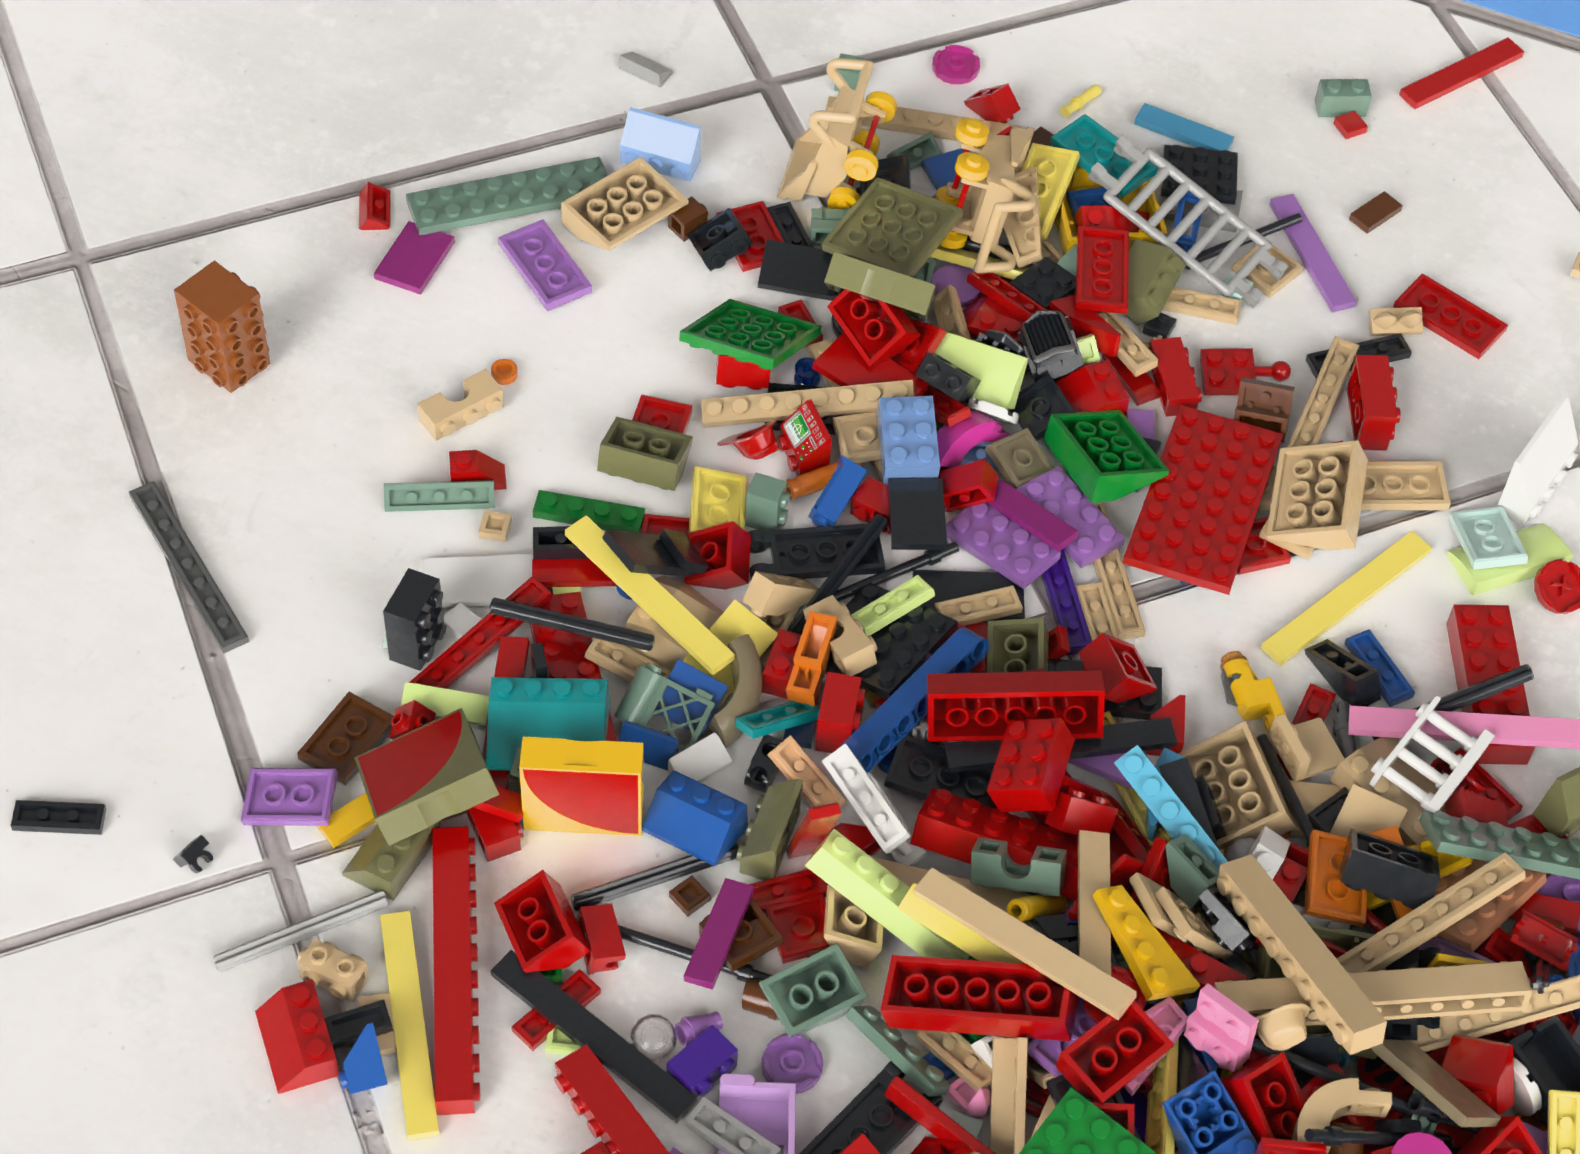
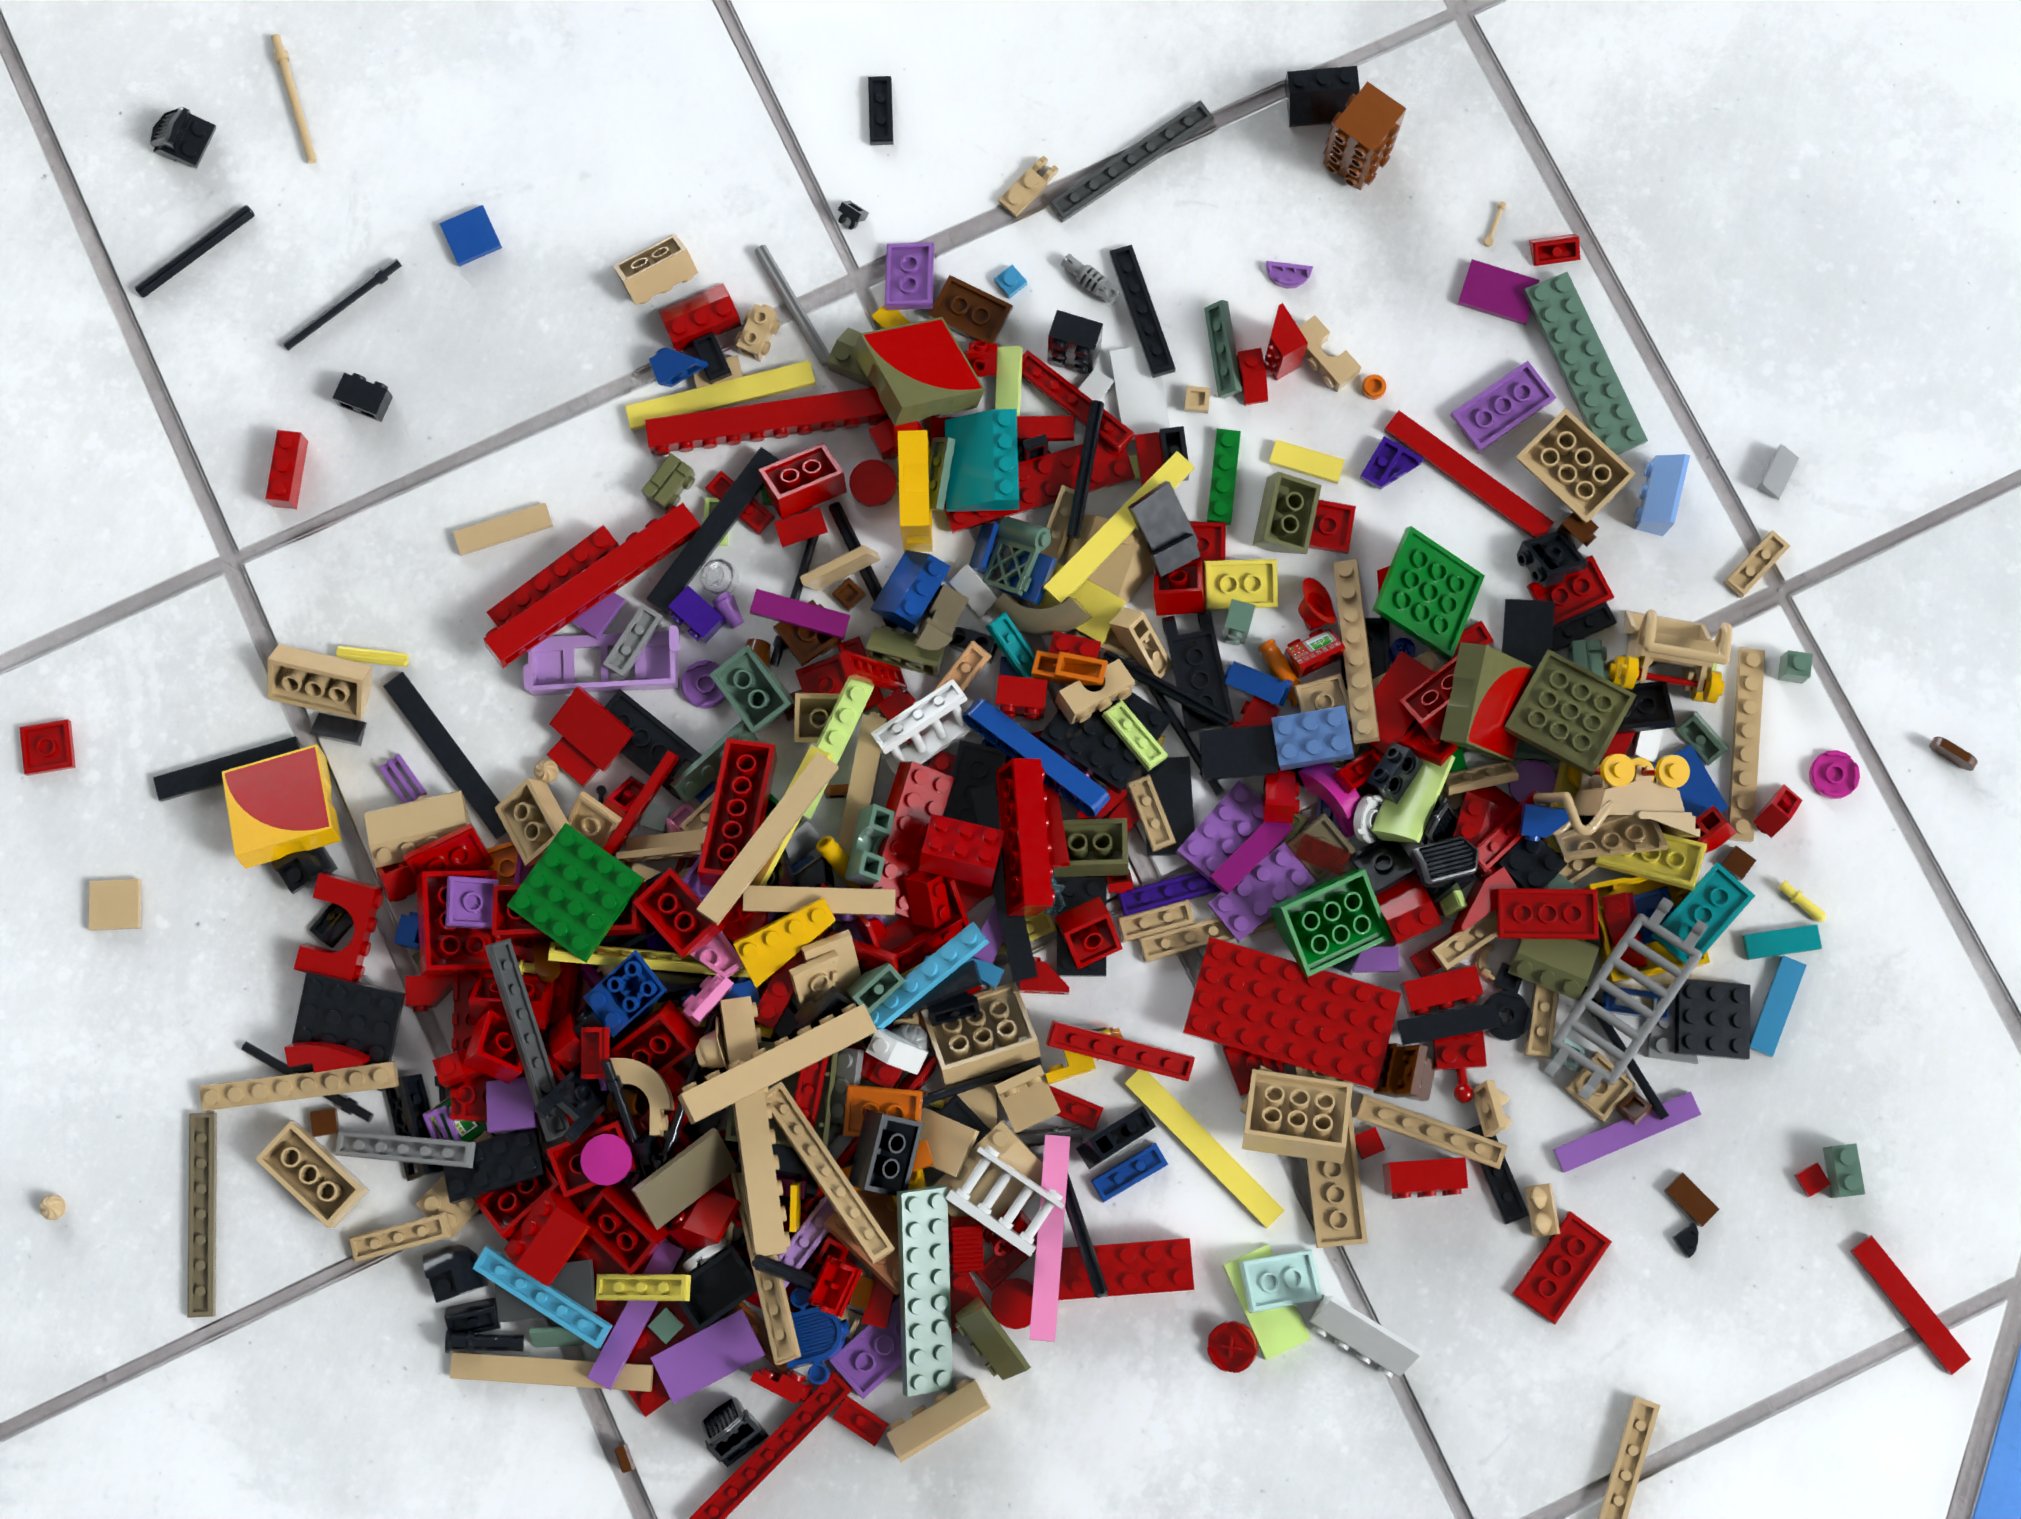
camera: 90 degrees right, 25 degrees up
(153, 379) = (1319, 94): none -> black slope
(198, 670) = (1027, 187): none -> tan hinge
(221, 1085) = (656, 270): none -> tan slope
(315, 696) = (1010, 281): none -> dark azure plate
(330, 613) = (1091, 279): none -> light grey hinge
(353, 260) = (1488, 241): none -> tan hinge
(358, 434) = (1287, 274): none -> medium lavender tile
(378, 567) = (1142, 311): none -> black tile
(447, 424) = (1285, 345): none -> red slope
(521, 1086) = (669, 483): none -> olive brick
(552, 853) = (872, 483): none -> red tile
(581, 437) = (1306, 461): none -> light yellow tile
(595, 365) = (1389, 464): none -> dark purple wing
(615, 303) = (1468, 475): none -> red tile
(665, 884) = (840, 568): none -> tan tile
(738, 94) = (1756, 564): none -> tan tile
(753, 788) = (944, 613): none -> dark tan brick
(908, 808) = (943, 762): none -> red plate
(1005, 261) = (1541, 821): none -> blue slope
(1031, 453) = (1323, 854): none -> clear red tile
(1121, 115) = (1782, 942): none -> teal tile
(1199, 317) = (1517, 1008): none -> black plate
(1212, 370) = (1448, 1024): none -> black tile
(1250, 653) = (1120, 1050): none -> red tile
(1290, 240) = (1634, 1108): none -> reddish brown tile
(1298, 346) = (1489, 1108): none -> tan tile
(1414, 221) = (1687, 1240): none -> black tile
(1530, 781) = (1013, 1303): none -> red tile

